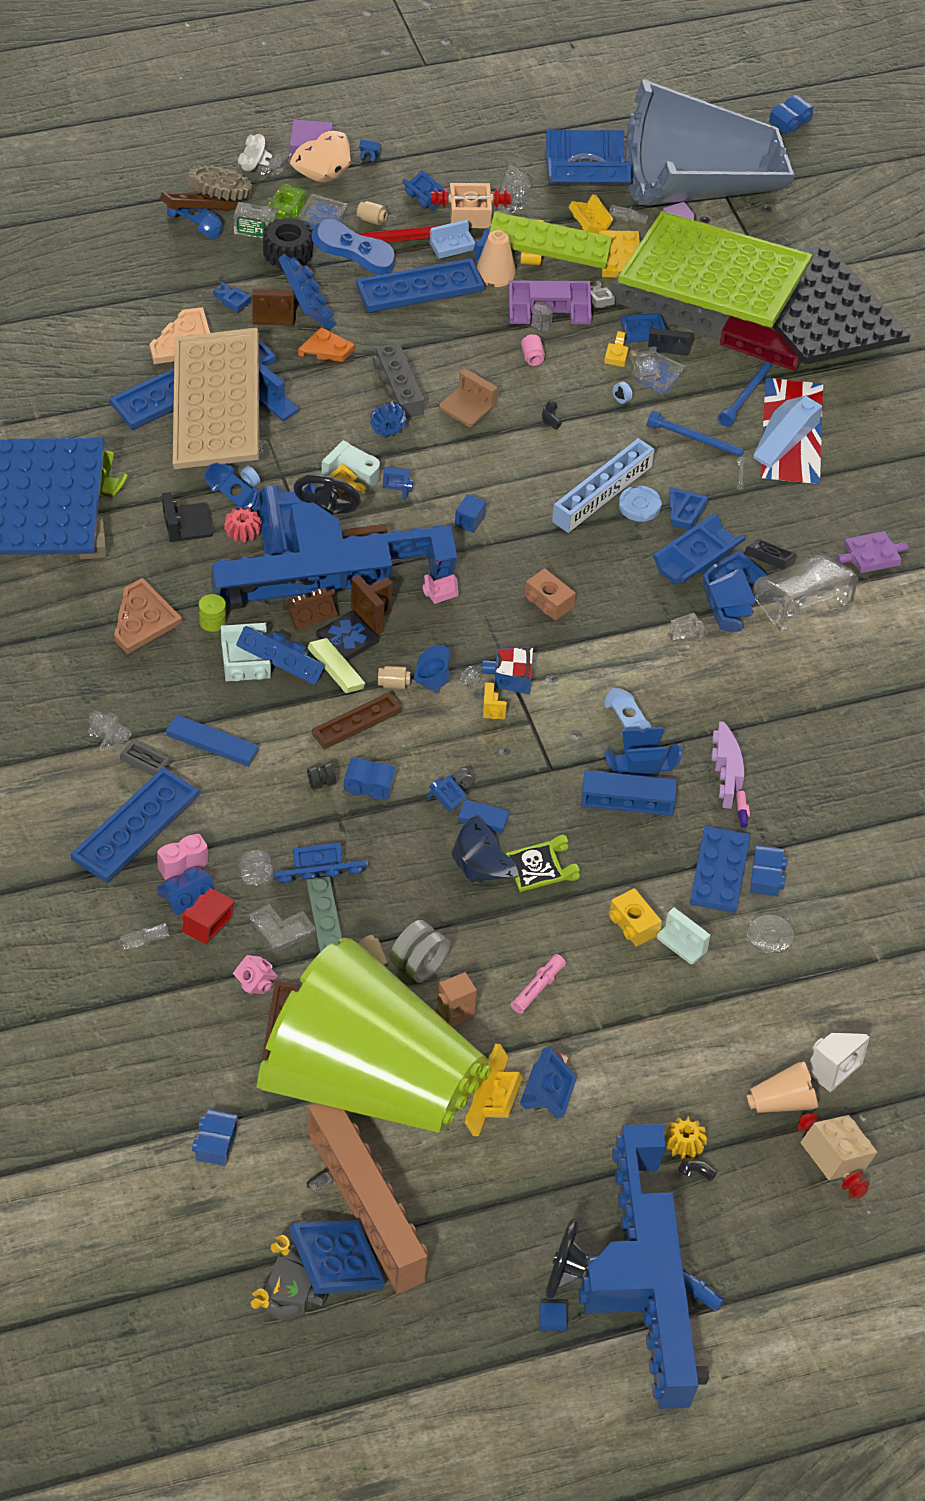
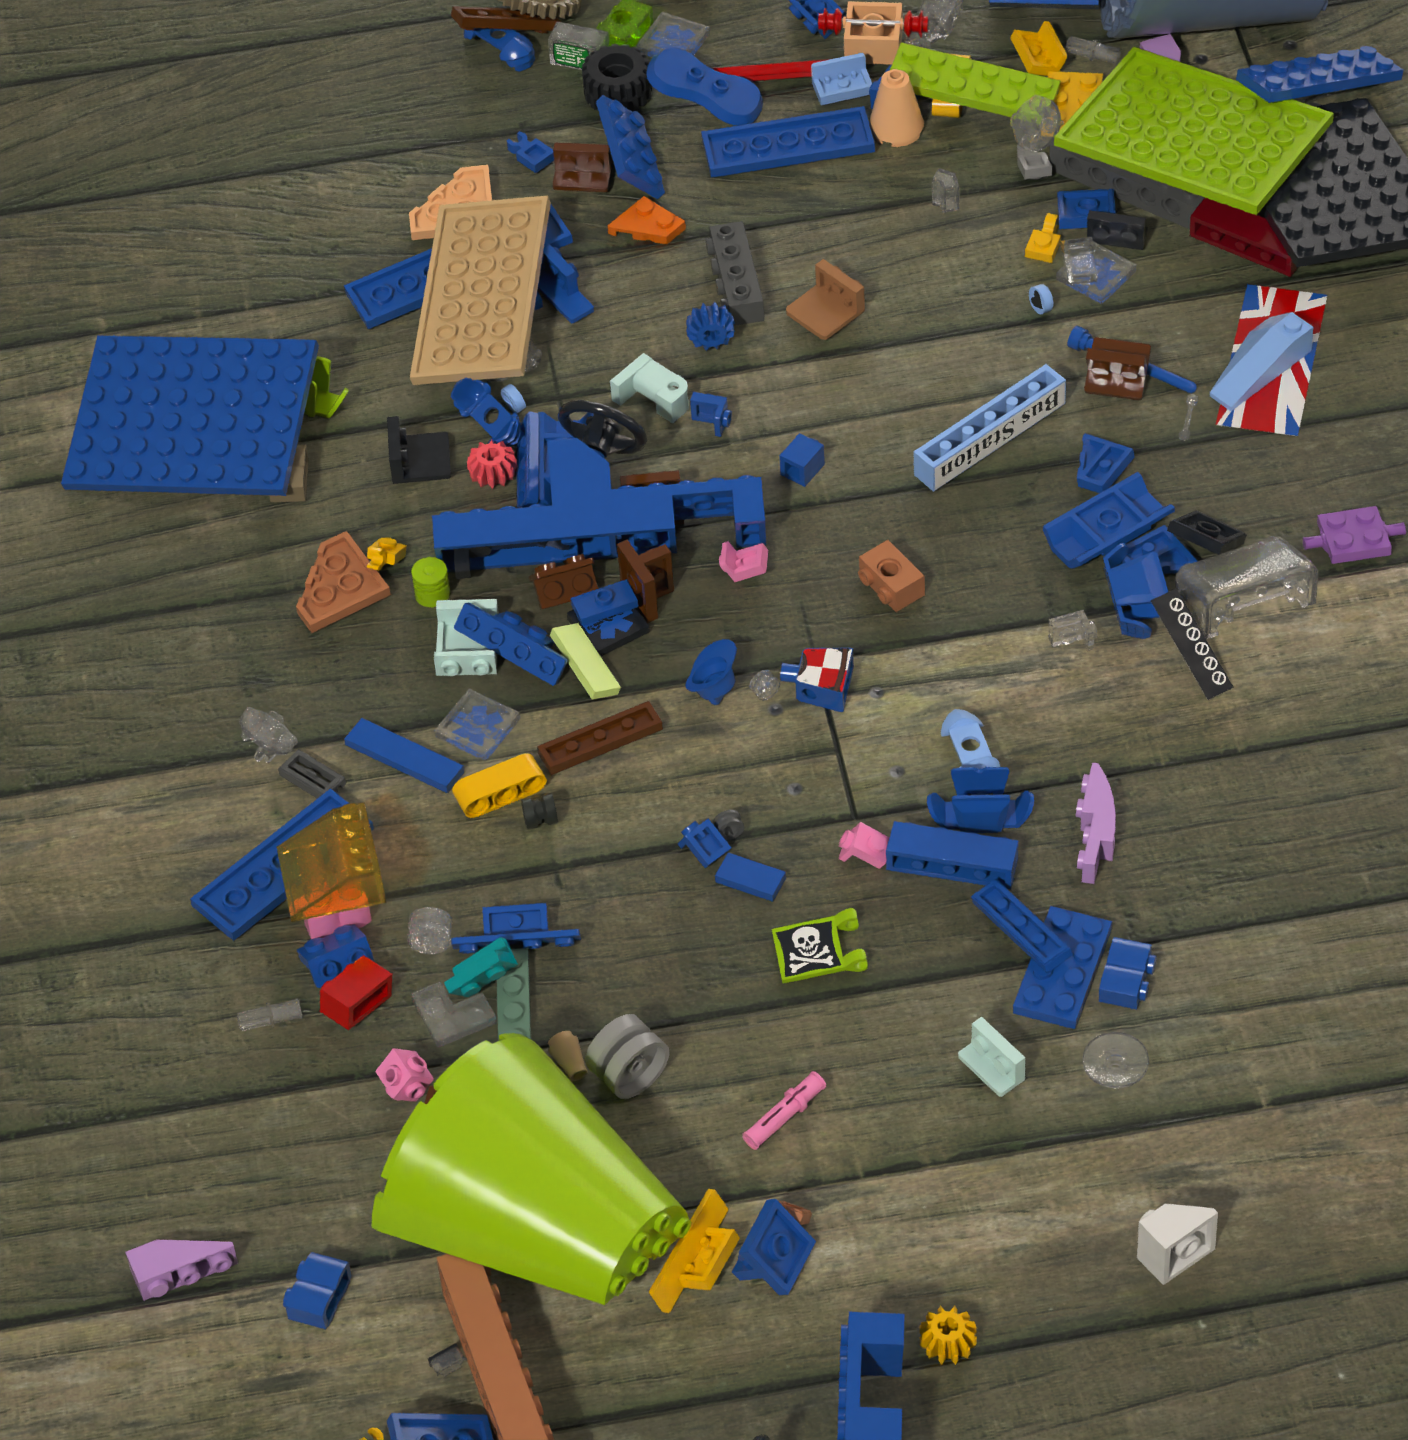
camera: 15 degrees right, 0 degrees up
(103, 1124) = (175, 1263): none -> lavender slope
(174, 592) = (385, 552): none -> yellow plate
(179, 822) = (331, 865): none -> clear yellow slope
(263, 715) = (477, 724): none -> clear tile
(288, 759) = (499, 785): none -> yellow beam
(300, 892) = (481, 968): none -> teal bracket
(343, 622) = (604, 602): none -> blue plate
(349, 477) = (641, 408): yellow plate -> none
(369, 778) = (603, 818): blue brick -> none
(372, 212) = (739, 39): tan brick -> none
(393, 677) = (659, 681): tan brick -> none
(456, 1000) = (664, 1126): nougat brick -> none
(479, 859) = (731, 933): dark blue piece -> none
(492, 707) = (785, 726): yellow bracket -> none
(533, 350) = (927, 235): bright pink brick -> none
(548, 415) = (935, 325): black arm -> none
(562, 297) = (971, 161): medium lavender bracket -> none
(564, 788) = (865, 844): none -> bright pink bracket
(594, 272) = (1027, 130): none -> clear plate
(640, 503) = (1040, 454): light blue tile -> none
(645, 922) = (930, 1011): yellow brick -> none
(686, 440) = (1117, 368): none -> reddish brown bracket
(687, 840) = (1021, 925): none -> blue tile
(699, 1166) = (958, 1373): black arm -> none
(728, 415) = (1183, 336): blue piece -> none
(743, 808) = (1109, 885): piece -> none
(774, 633) = (1192, 644): none -> black sticker
(784, 1091) = (1094, 1280): light nougat cone -> none
(795, 227) = (1319, 74): none -> blue plate
(838, 1150) = (1155, 1367): tan brick -> none

